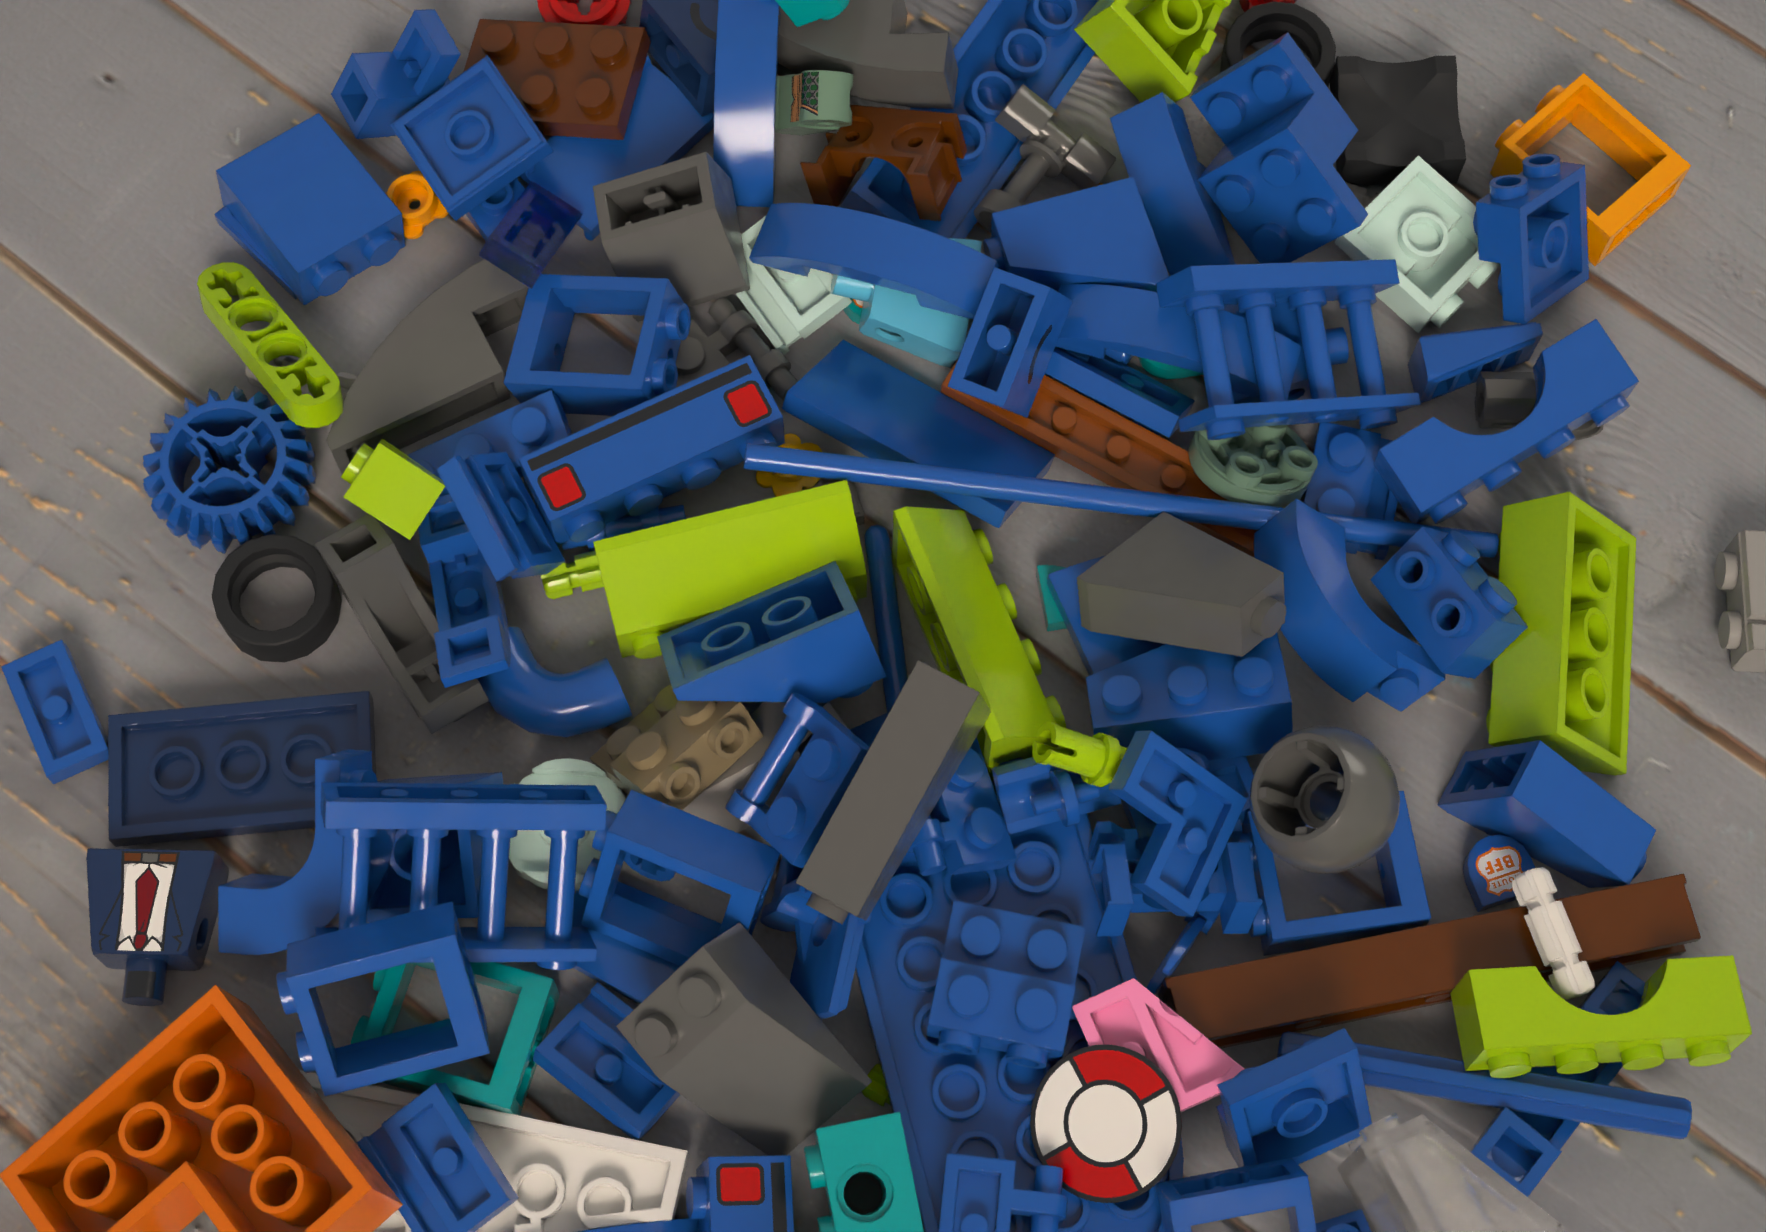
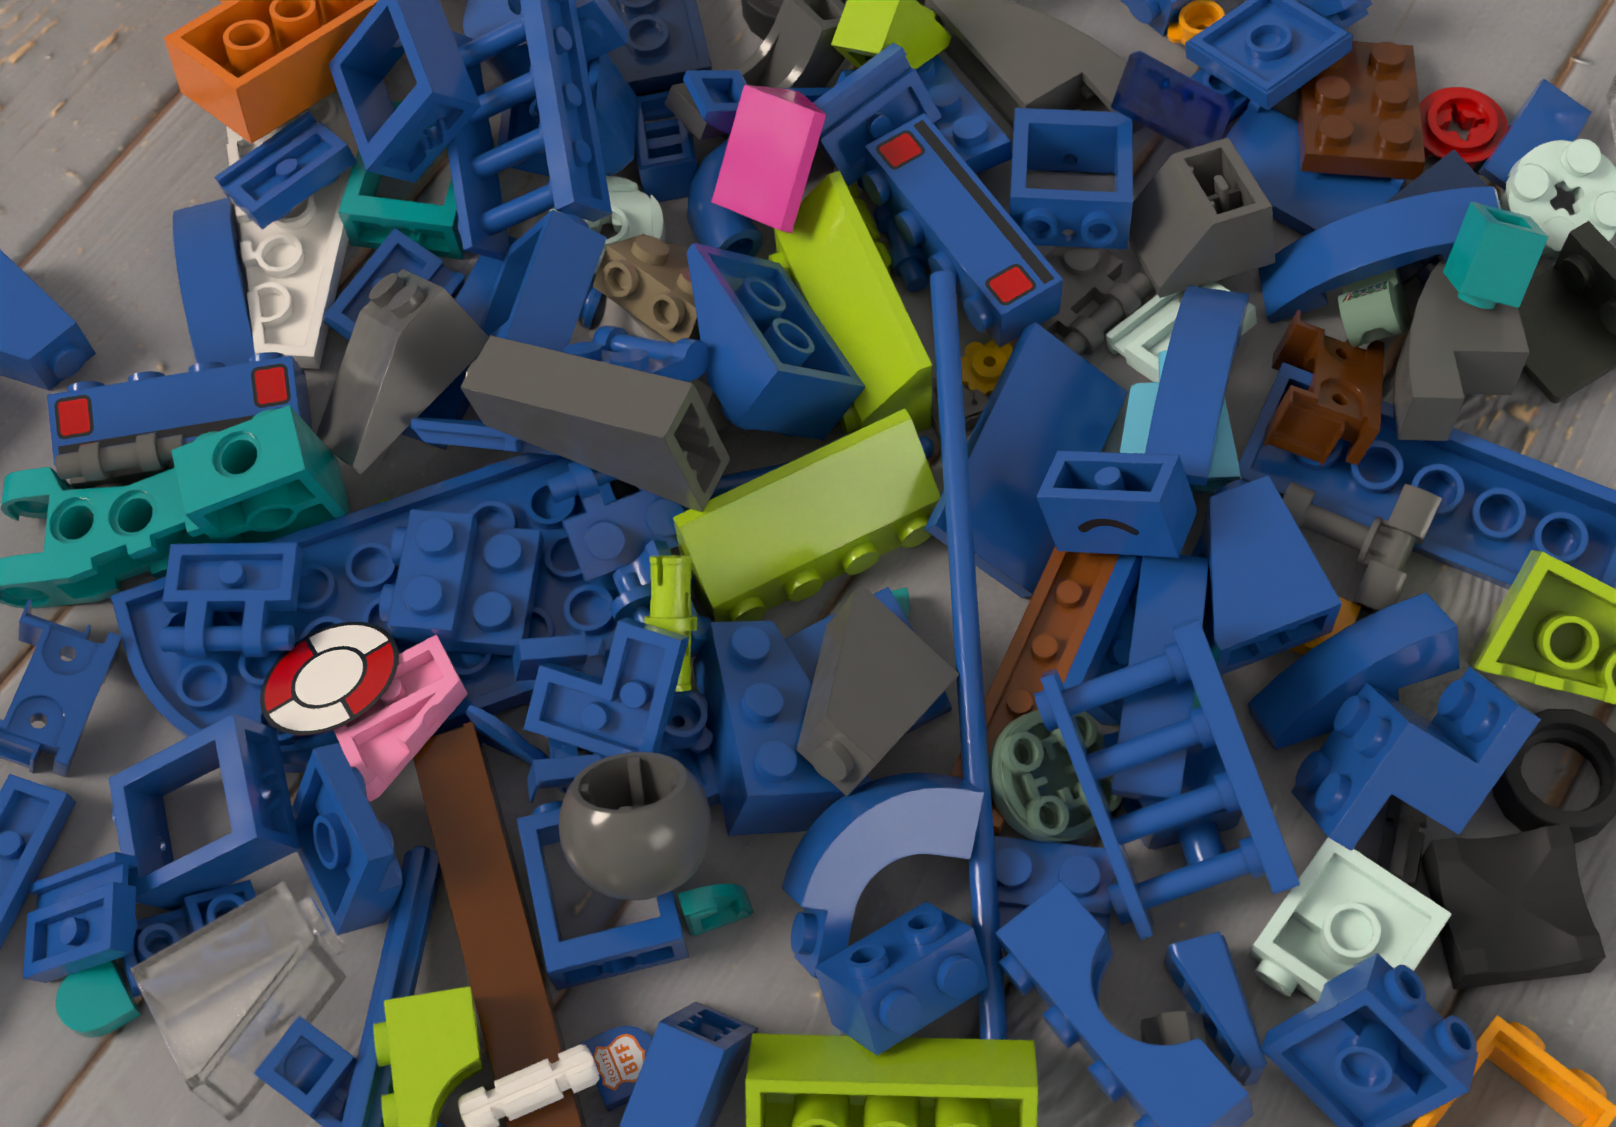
camera: 90 degrees right, 5 degrees down
(501, 733) = (663, 150): none -> blue slope
(564, 600) = (769, 155): none -> dark pink slope

